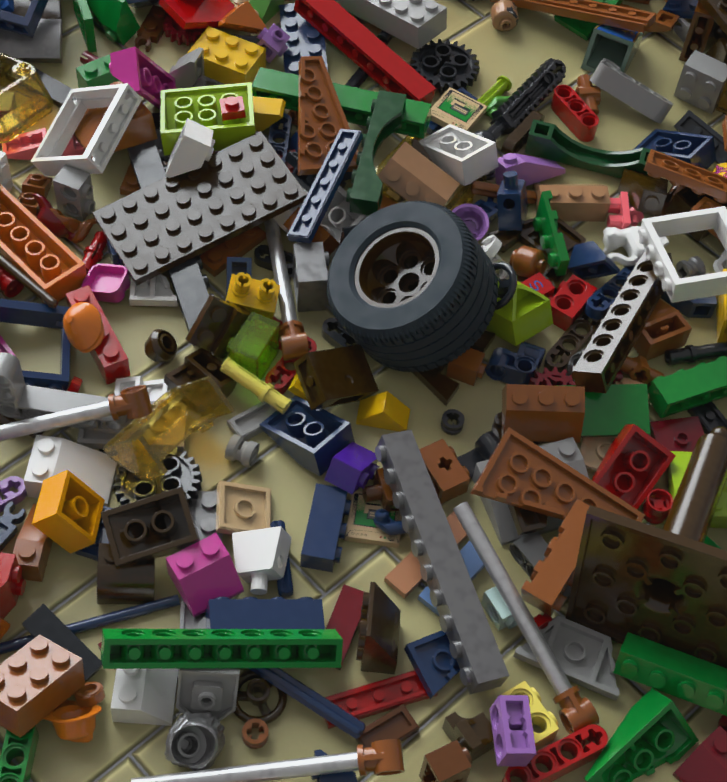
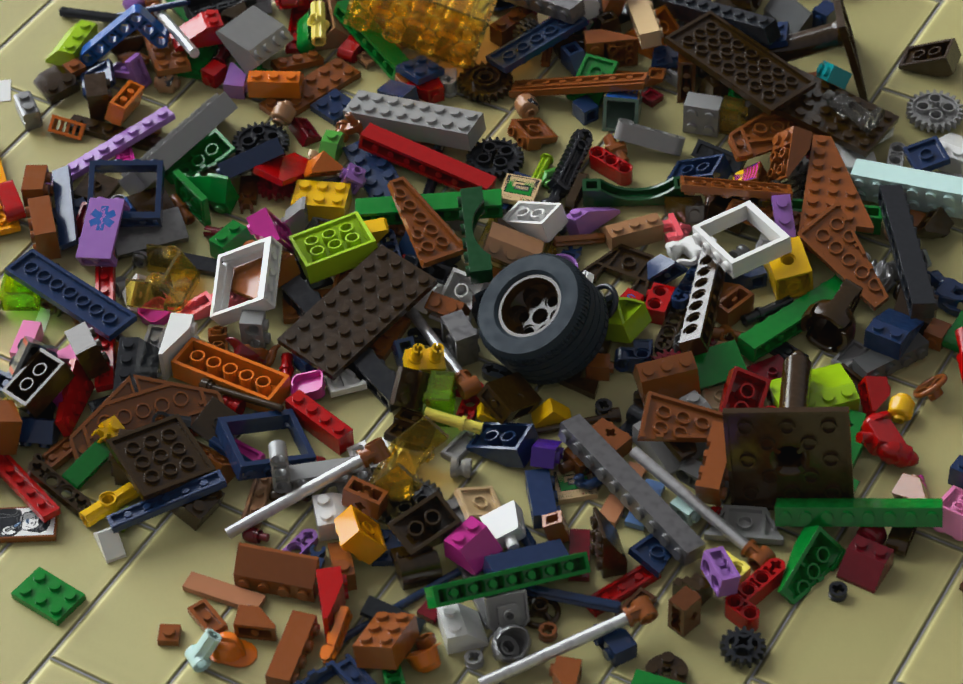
camera: 10 degrees left, 10 degrees down
(70, 24) = (187, 216): none -> dark orange pin
(83, 326) = (311, 416): orange hat -> none
(96, 461) = (365, 497): none -> dark orange brick
(150, 745) = (474, 665): none -> light grey bush
(161, 346) = (369, 417): dark brown cone -> none
(191, 149) = (334, 272): white slope -> none
(232, 108) = (353, 233): red plate -> none
(324, 579) = (555, 526): none -> dark orange brick
(325, 186) = (447, 269): dark blue tile -> none
(457, 437) = (612, 416): none -> dark brown piece
(497, 48) = (531, 133): none -> dark orange plate
(512, 202) = (589, 244): dark blue torso -> none
(528, 261) = (619, 281): dark orange head -> none
(553, 242) = (629, 262): green wing -> none
(569, 38) = (585, 110): none -> dark blue brick
(651, 46) = (652, 97): none -> dark red tile

